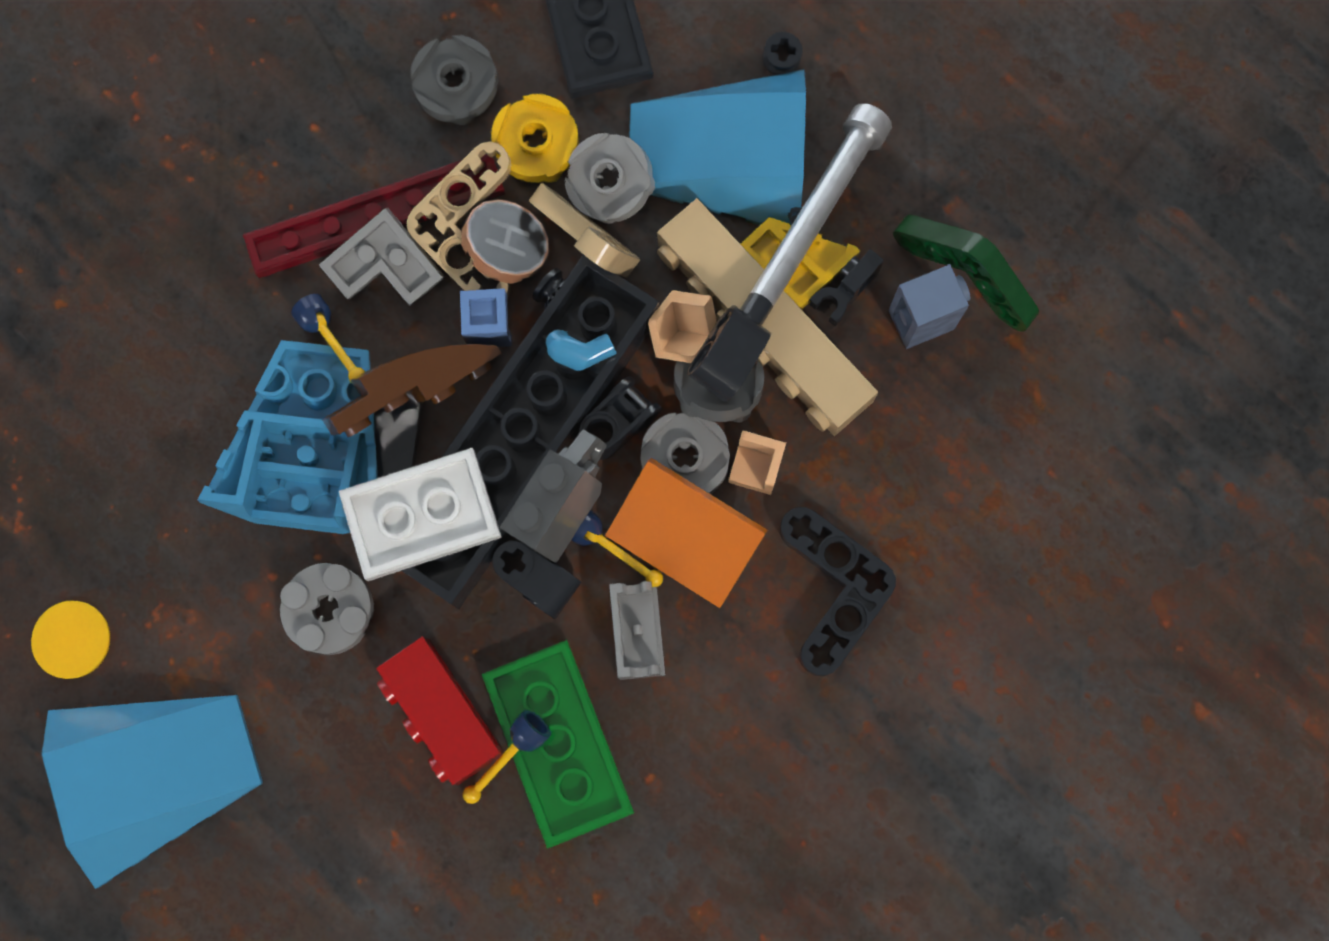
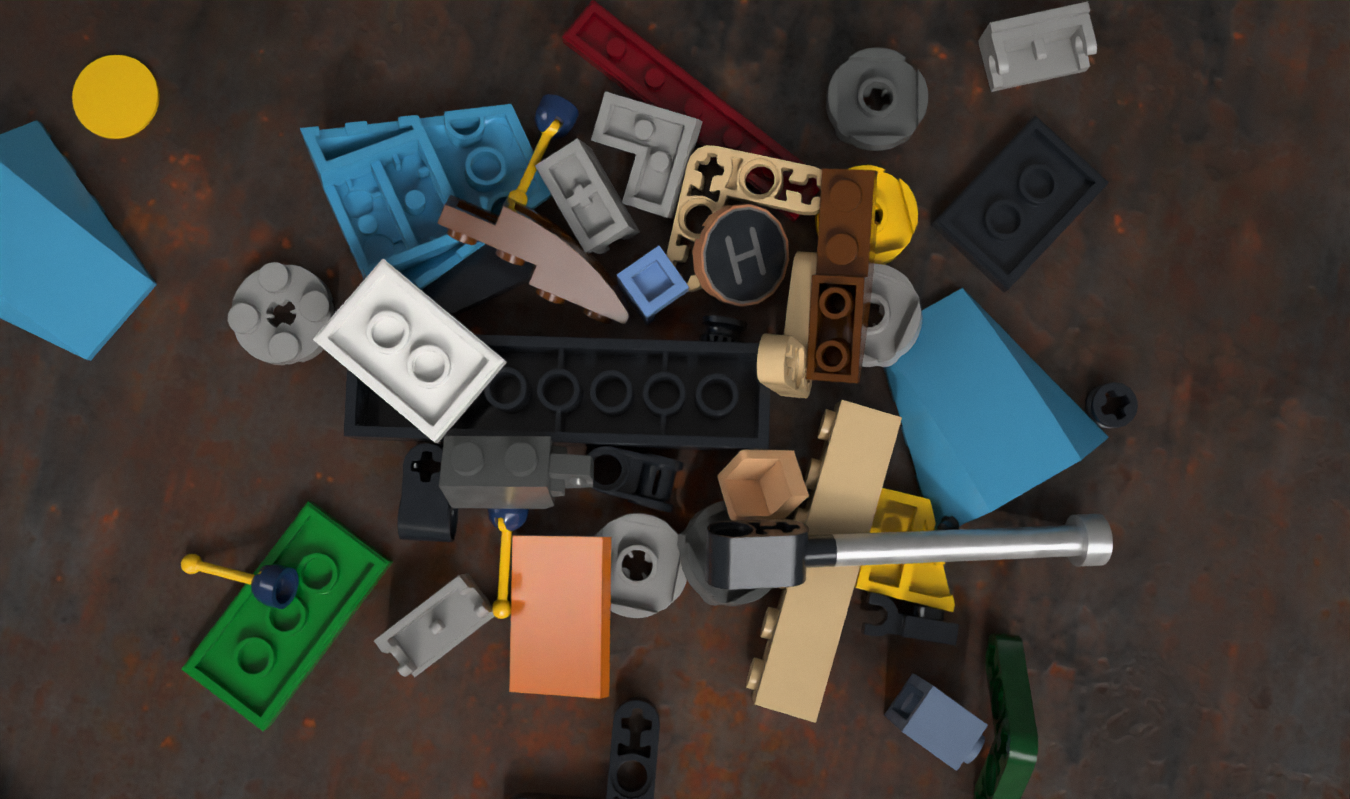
camera: 50 degrees right, 5 degrees up
(388, 326) = (586, 197): none -> light grey hinge
(438, 712) = (245, 487): red brick -> none
(566, 175) = (842, 275): none -> reddish brown slope
(577, 354) = (661, 403): dark azure arm -> none
(757, 462) = (672, 642): light nougat panel -> none

